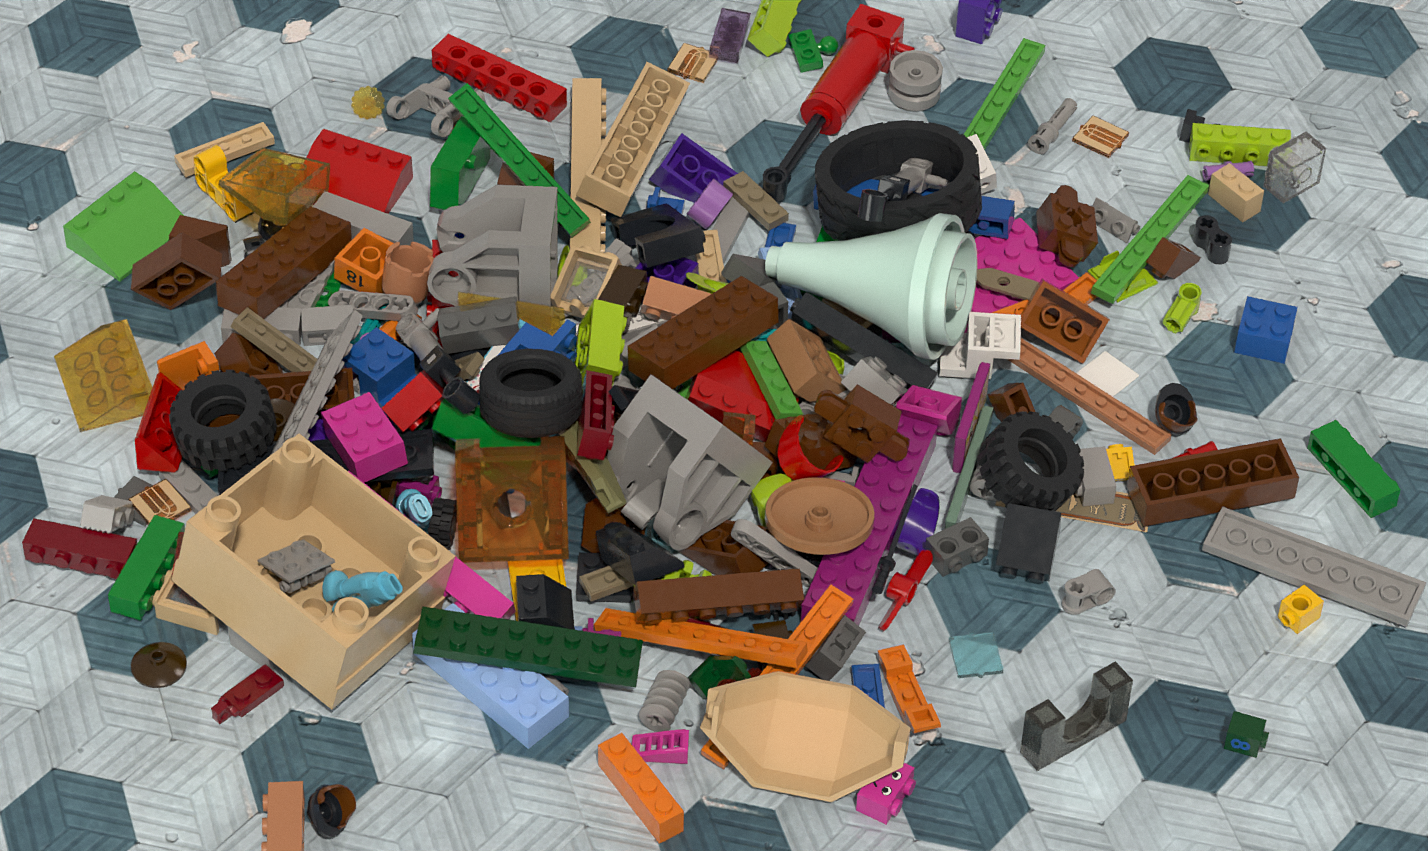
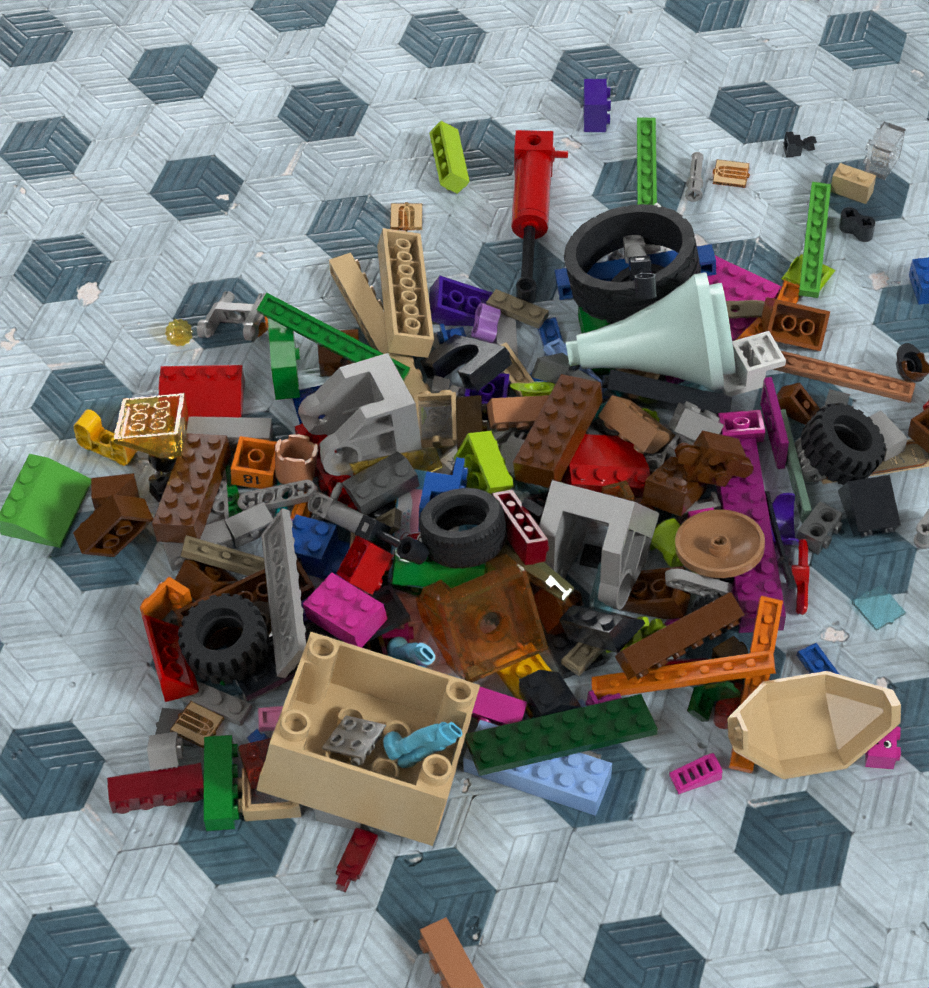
camera: 20 degrees left, 5 degrees up
(104, 377) = (95, 633): clear yellow slope -> none
(155, 672) = (269, 870): dark brown dish -> none
(233, 146) = (95, 400): tan plate -> none
(331, 808) = (478, 931): black piece -> none
(443, 521) = (433, 642): black tyre -> none
(499, 77) = (269, 278): red brick -> none
(640, 788) = (703, 815): orange brick -> none
(645, 504) = (583, 579): light grey beam -> none
(664, 700) = (680, 736): light grey piece -> none
(729, 35) = (423, 186): clear purple piece -> none
(771, 379) = (621, 449): bright green plate -> none
(794, 461) = (673, 501): red piece -> none
(808, 51) = (486, 179): green plate -> none
(836, 649) = (787, 644): dark grey brick -> none
(906, 691) = (849, 658): orange slope -> none
(915, 80) = (580, 175): light grey wheel -> none
(1067, 226) = (754, 250): reddish brown brick -> none
(1108, 373) = (842, 352): white sticker -> none
(1114, 220) = (779, 234): light grey hinge -> none
(1120, 460) = (896, 415): yellow bracket -> none
(1171, 259) = (838, 249): reddish brown slope -> none
(1183, 307) = (868, 283): lime piece -> none
(1234, 143) = (833, 147): lime brick -> none
(1246, 168) = (828, 172): medium lavender pin -> none

